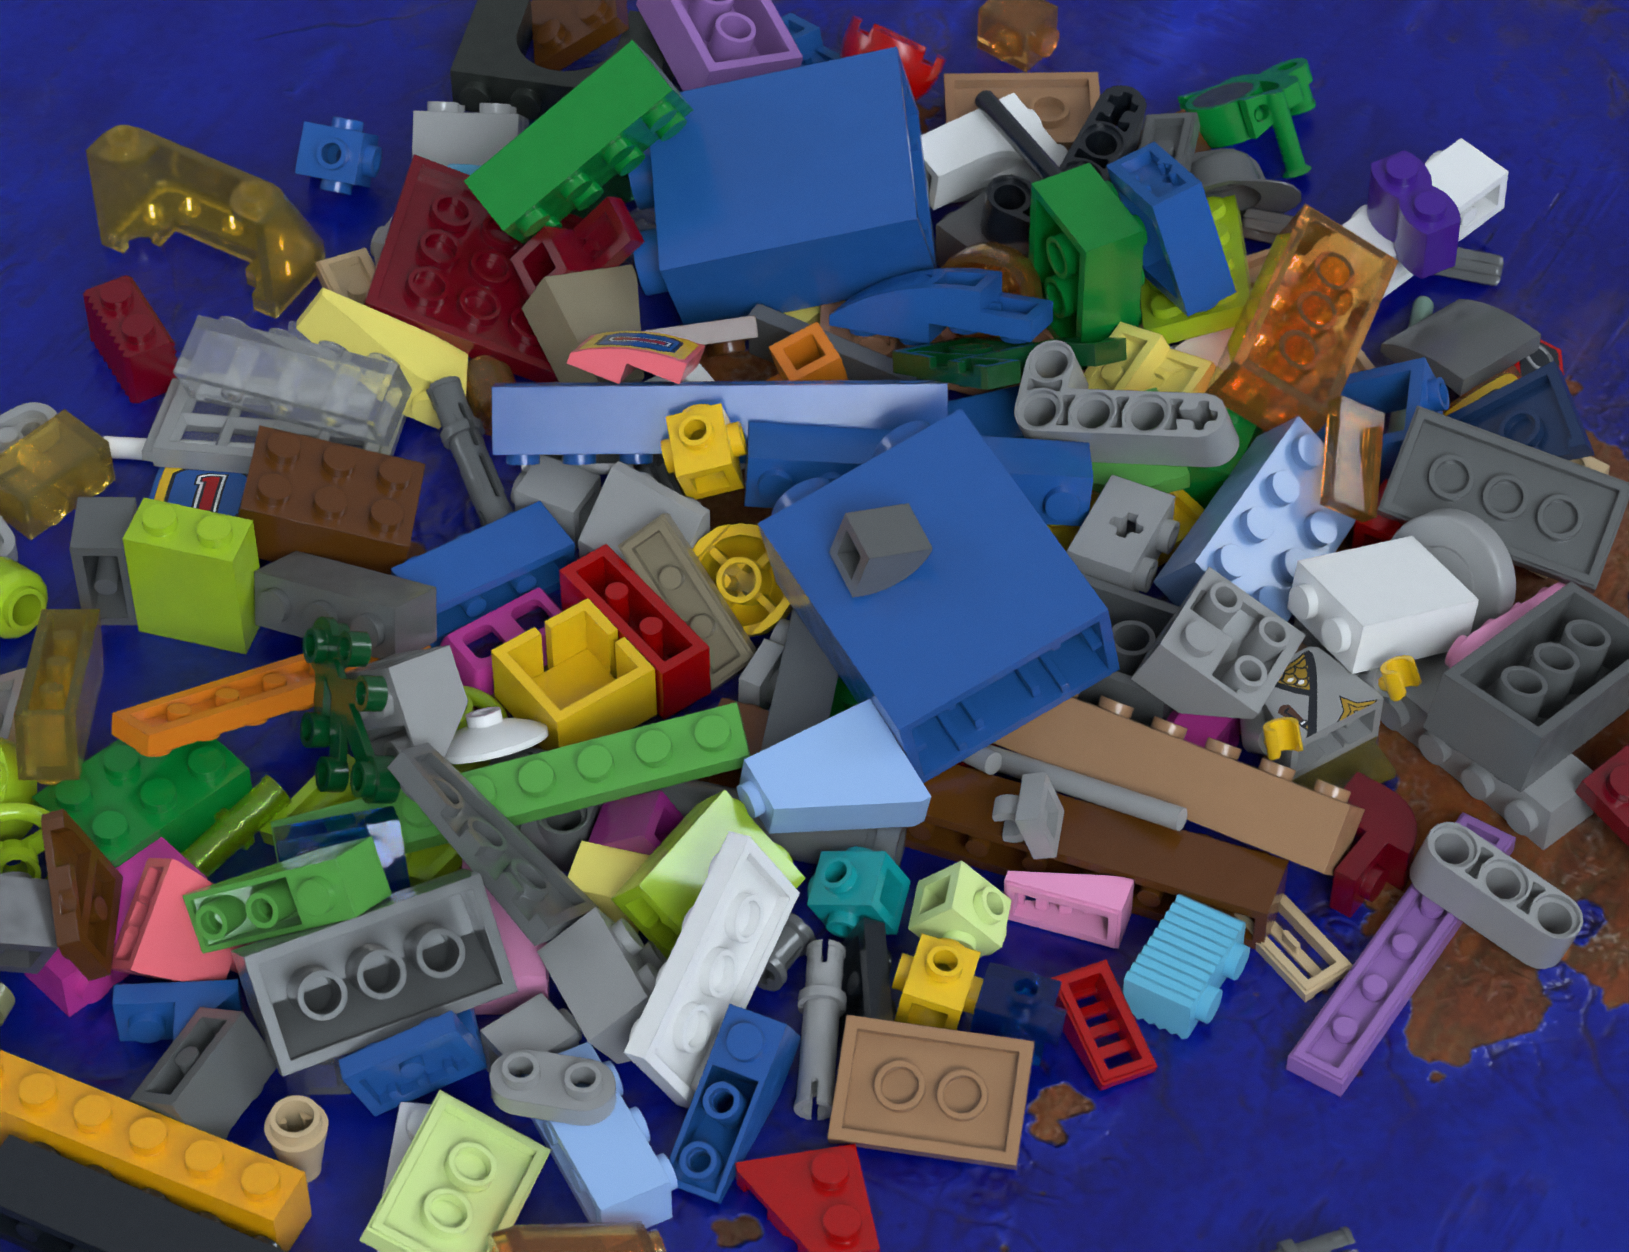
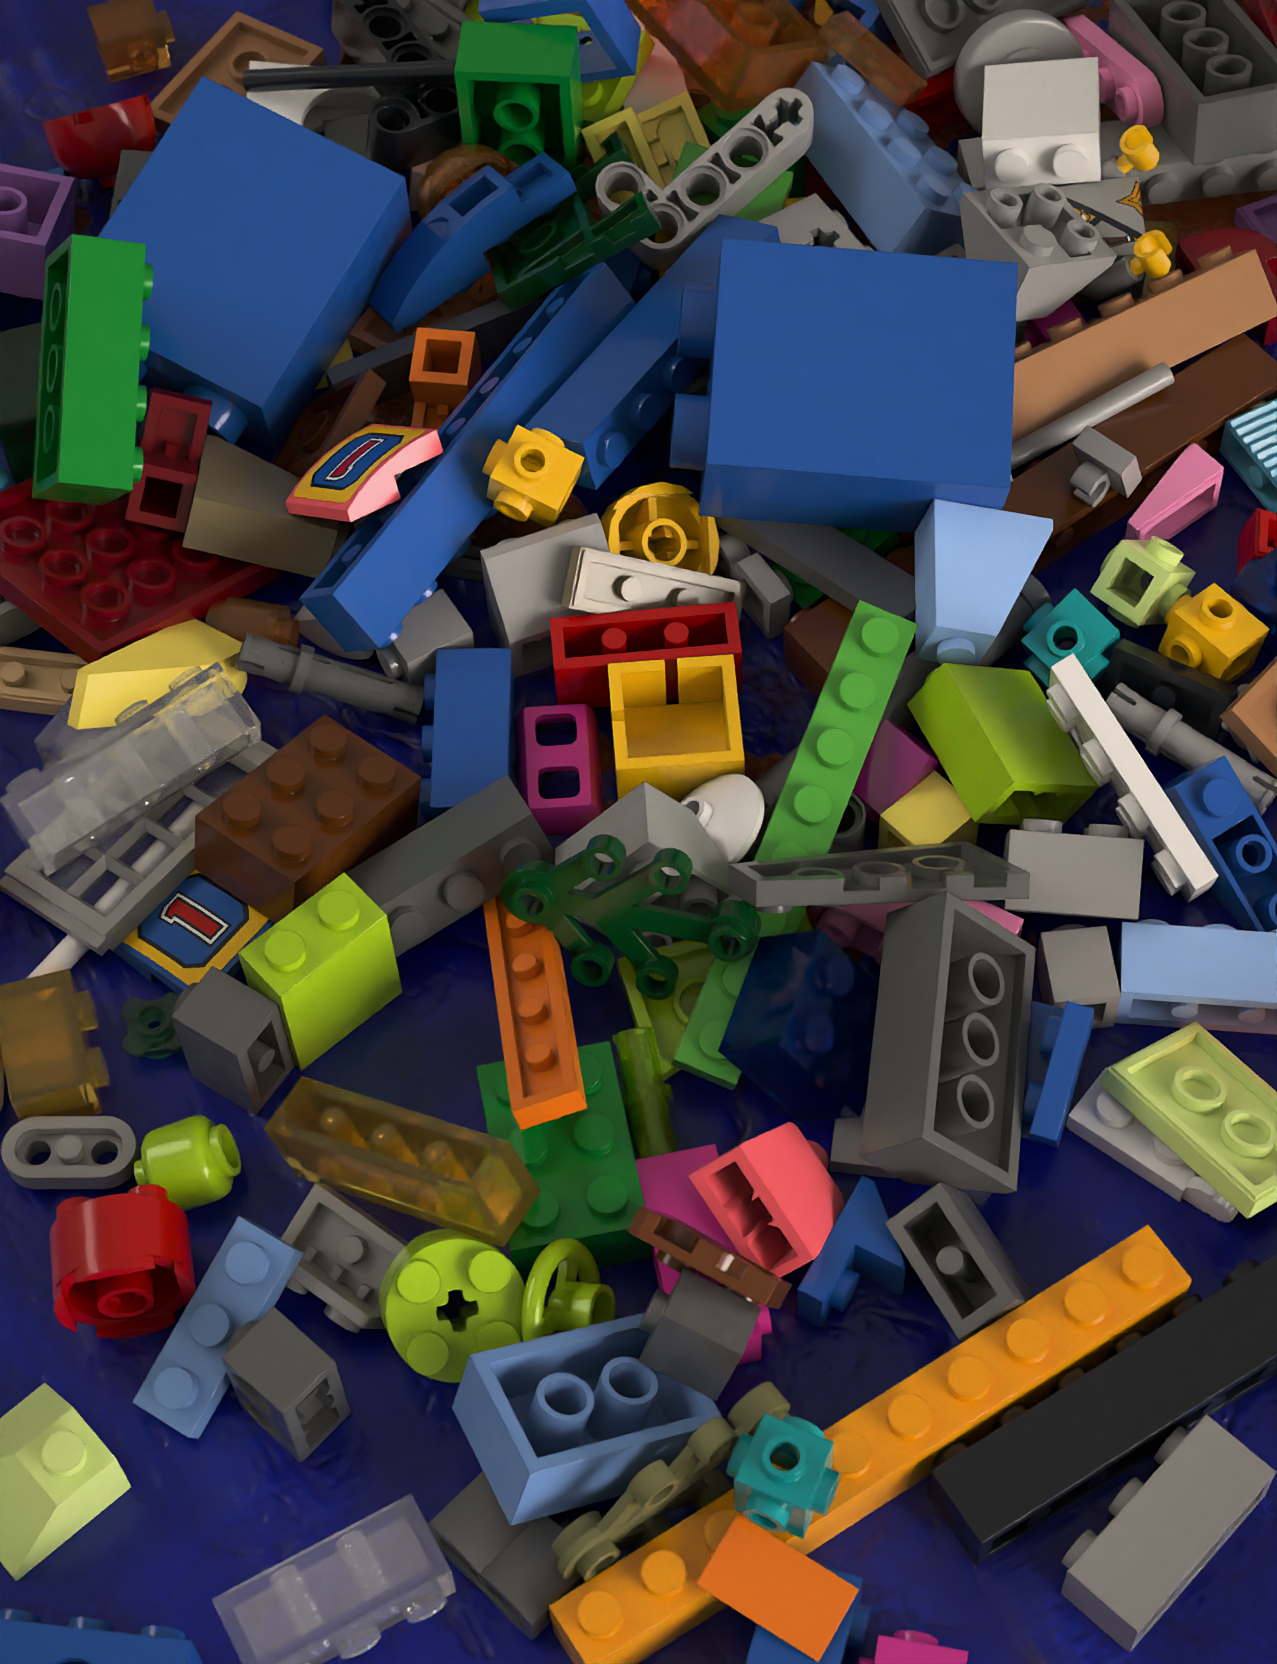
camera: 55 degrees left, 10 degrees up
(289, 896) = (848, 1064): bright green slope -> none
(298, 1133) = (1082, 1213): tan cone -> none
(550, 1087) = (1172, 968): light grey plate -> none
(879, 548) = (833, 382): dark grey brick -> none

